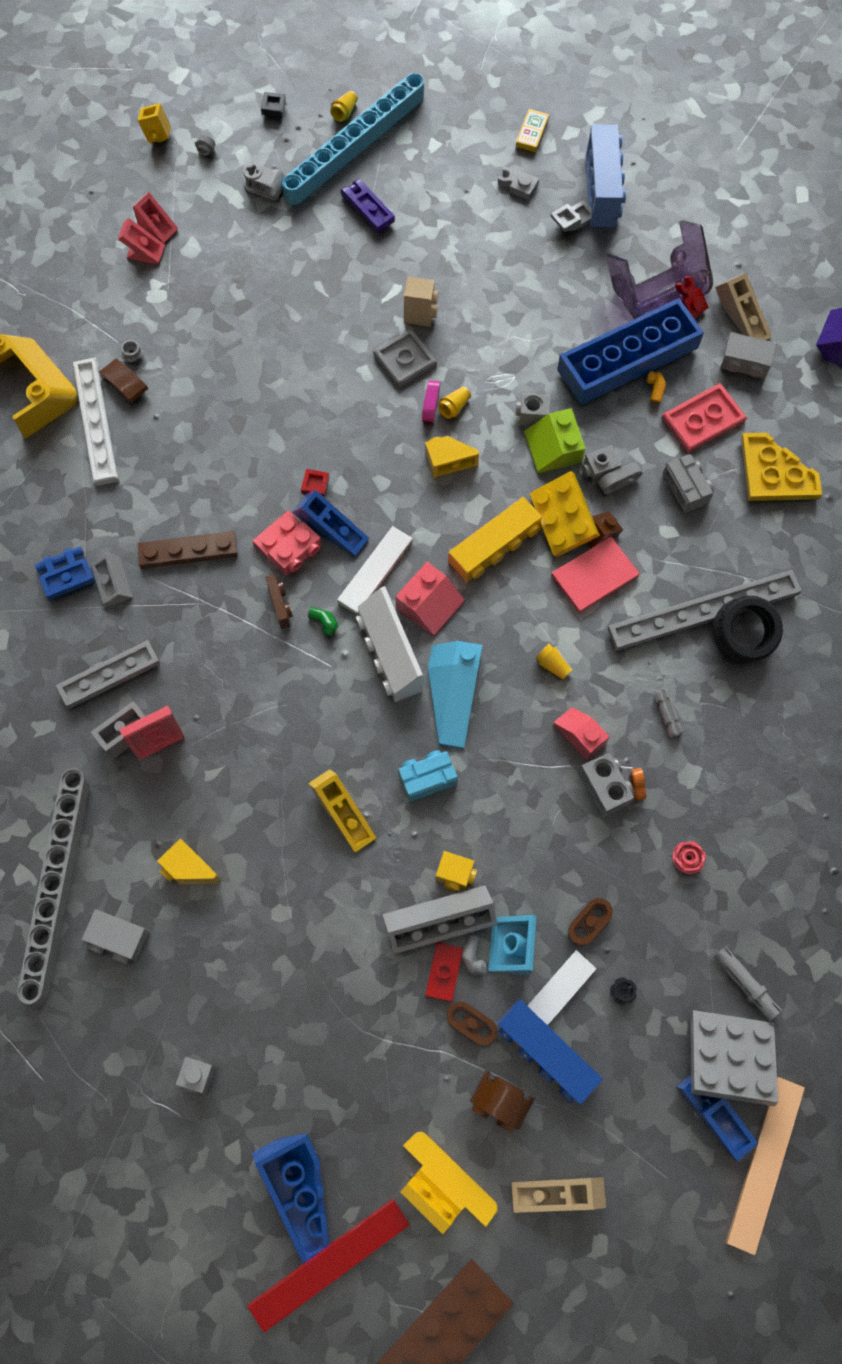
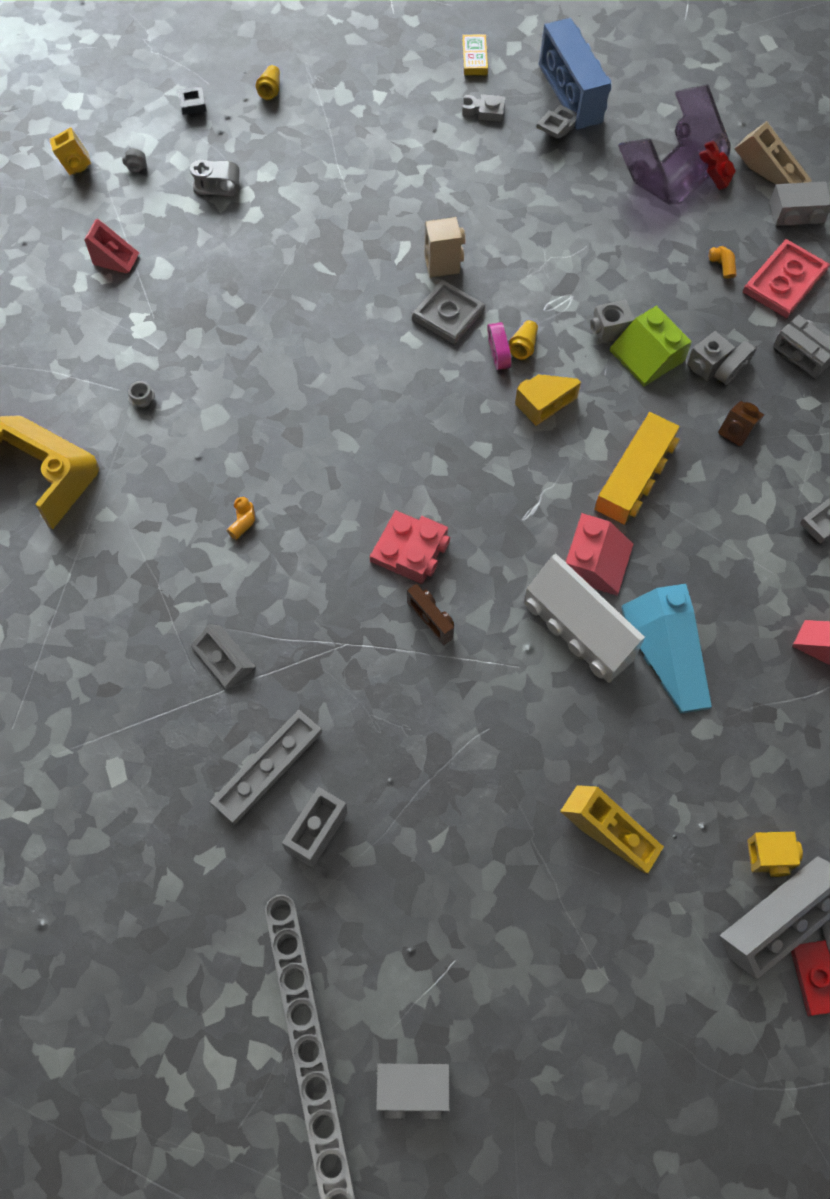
camera: 20 degrees left, 5 degrees down
(66, 578) = (169, 670): blue plate -> none
(95, 422) = (130, 484): white tile -> none
(124, 380) = (145, 427): reddish brown slope -> none
(141, 243) = (106, 279): coral slope -> none
(152, 733) = (359, 816): coral tile -> none
(171, 477) = (245, 517): none -> light orange arm
(186, 866) = (461, 965): yellow slope -> none
(187, 549) = (298, 591): reddish brown plate -> none
(315, 481) = (412, 471): red plate -> none
(326, 618) = (490, 613): green arm -> none
(330, 522) = (448, 507): blue slope -> none
(353, 139) = (293, 112): medium azure beam -> none
(368, 205) = (338, 170): dark purple plate -> none
(375, 569) = (520, 545): white tile -> none
(427, 775) = (690, 752): medium azure brick -> none
(553, 661) = (761, 576): yellow cone -> none
(564, 514) = (704, 418): yellow plate -> none
(595, 575) = (758, 471): coral tile -> none
(629, 351) = (683, 234): blue brick -> none

